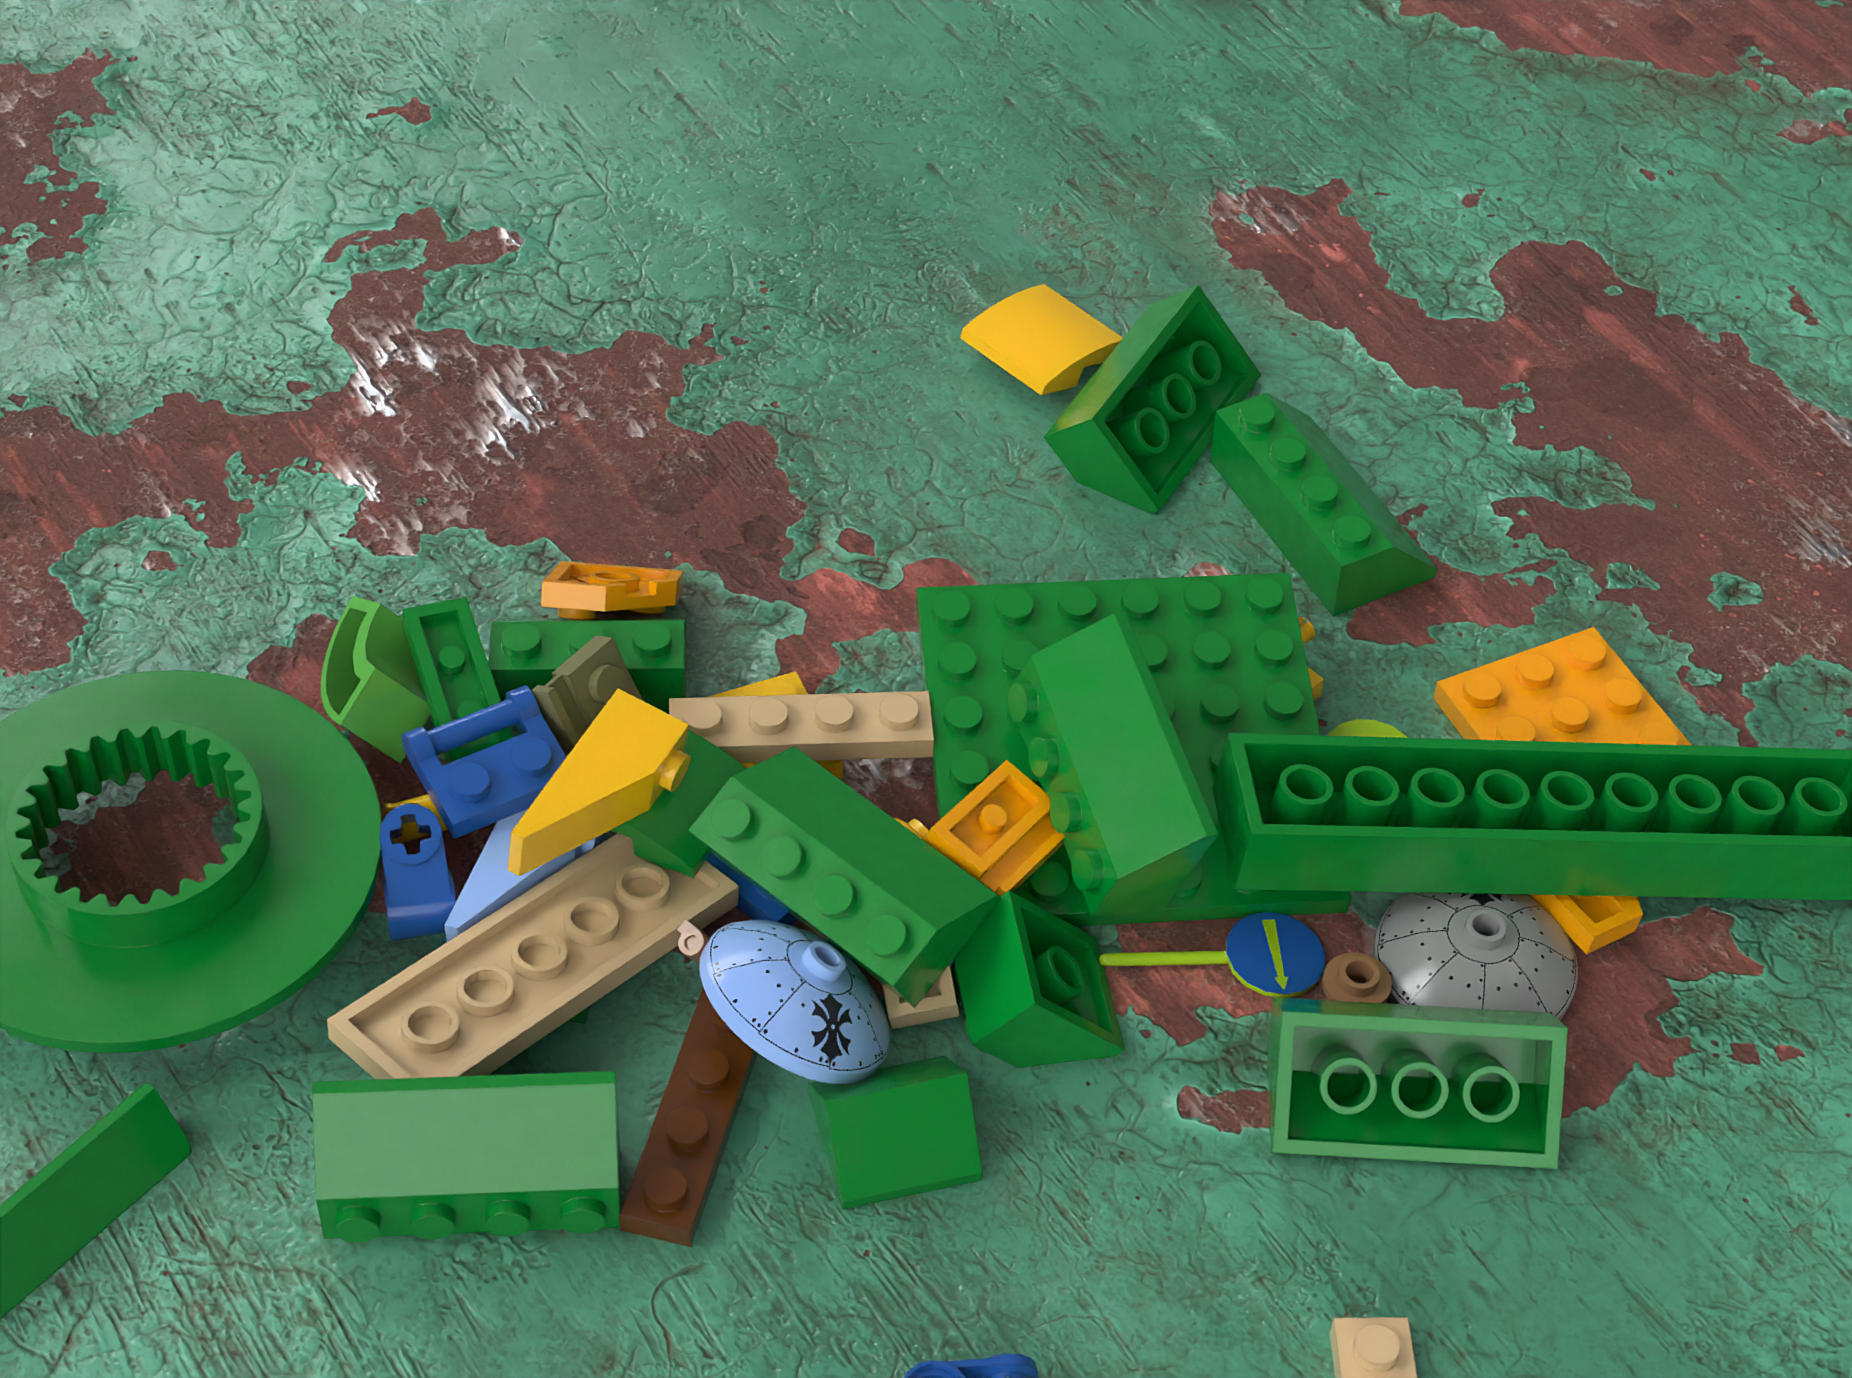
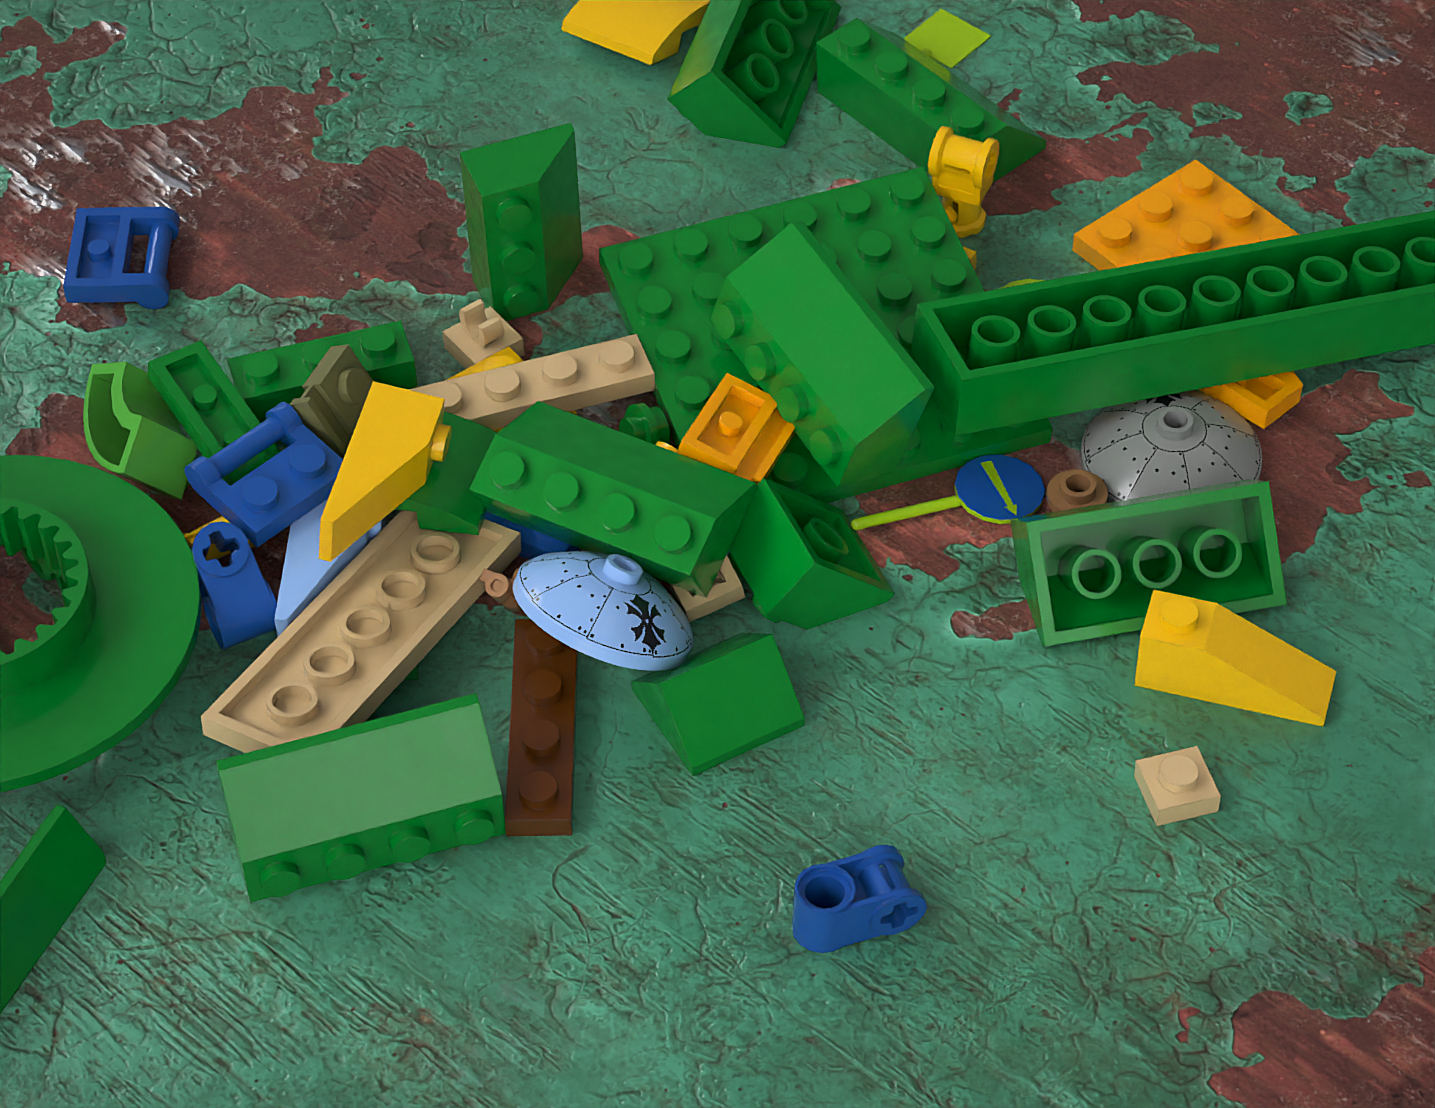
camera: 10 degrees left, 0 degrees up
(414, 473) = (103, 250): none -> blue plate
(589, 587) = (301, 314): light orange plate -> none
(771, 652) = (480, 335): none -> tan tile
(846, 539) = (523, 219): none -> green slope
(908, 797) = (645, 423): none -> green plate
(1330, 592) = (962, 175): none -> yellow connector
(1363, 432) = (946, 38): none -> lime piece
(1472, 1224) = (1223, 659): none -> yellow slope

